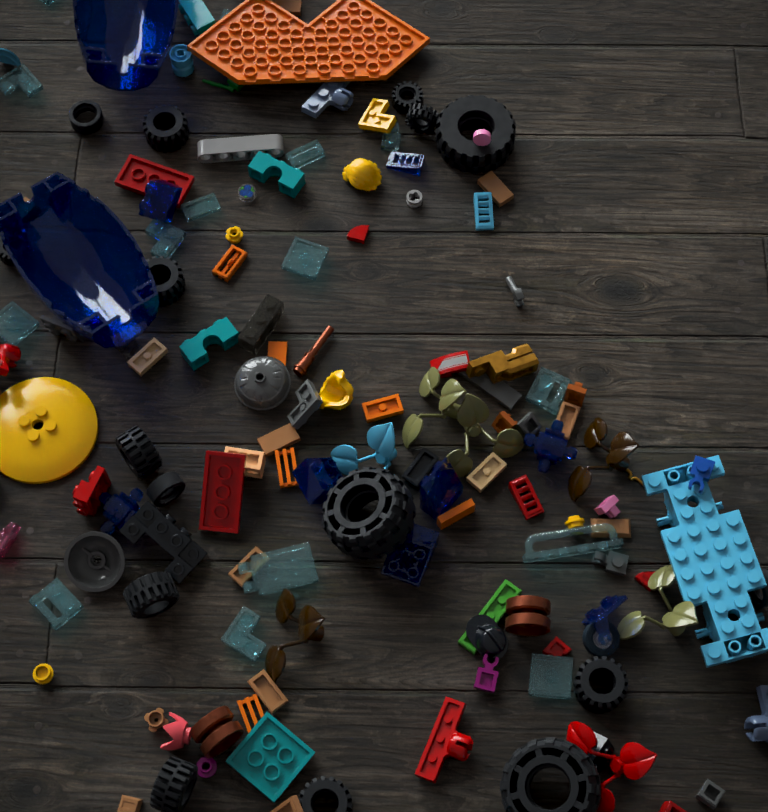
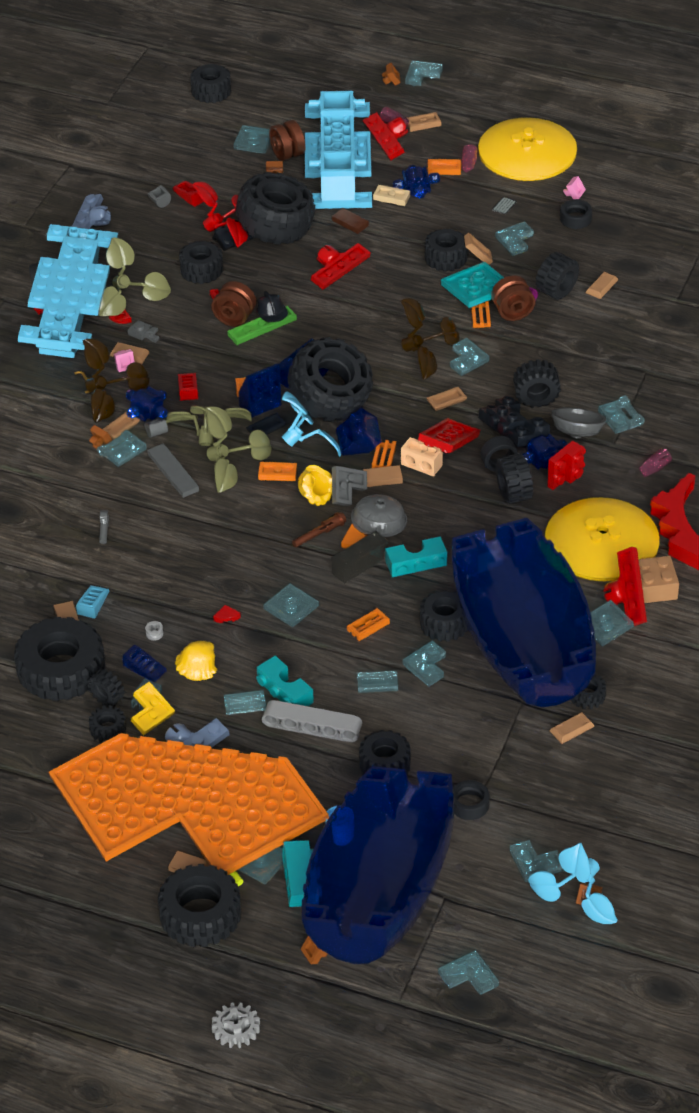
camera: 160 degrees left, 20 degrees down
(43, 674) = (644, 374): yellow plate -> none
(139, 171) = (417, 715): red plate -> none
(150, 717) = (559, 328): medium nougat plate -> none
(160, 200) = (418, 675): clear blue slope -> none
(178, 731) = (543, 309): coral piece -> none
(234, 238) = (353, 646): yellow plate -> none
(247, 192) = (323, 682): tile -> none
(267, 691) = (463, 324): medium nougat tile -> none
(280, 569) = (422, 386): clear light blue tile -> none
(451, 363) = (204, 488): slope -> none
(481, 137) = (61, 623): bright pink tile -> none
(486, 472) = (218, 401): tan plate -> none
(486, 677) = (286, 289): magenta plate -> none
(503, 421) = (174, 433): dark orange tile -> none
(504, 367) = (152, 465): pearl gold plate -> none
(550, 676) = (235, 274): clear light blue plate -> none
(574, 521) = (158, 357): yellow plate -> none
(600, 635) = (174, 293): plate -> none
(613, 543) = (170, 347): clear light blue piece -> none
(701, 471) = (41, 325): blue plate -> none

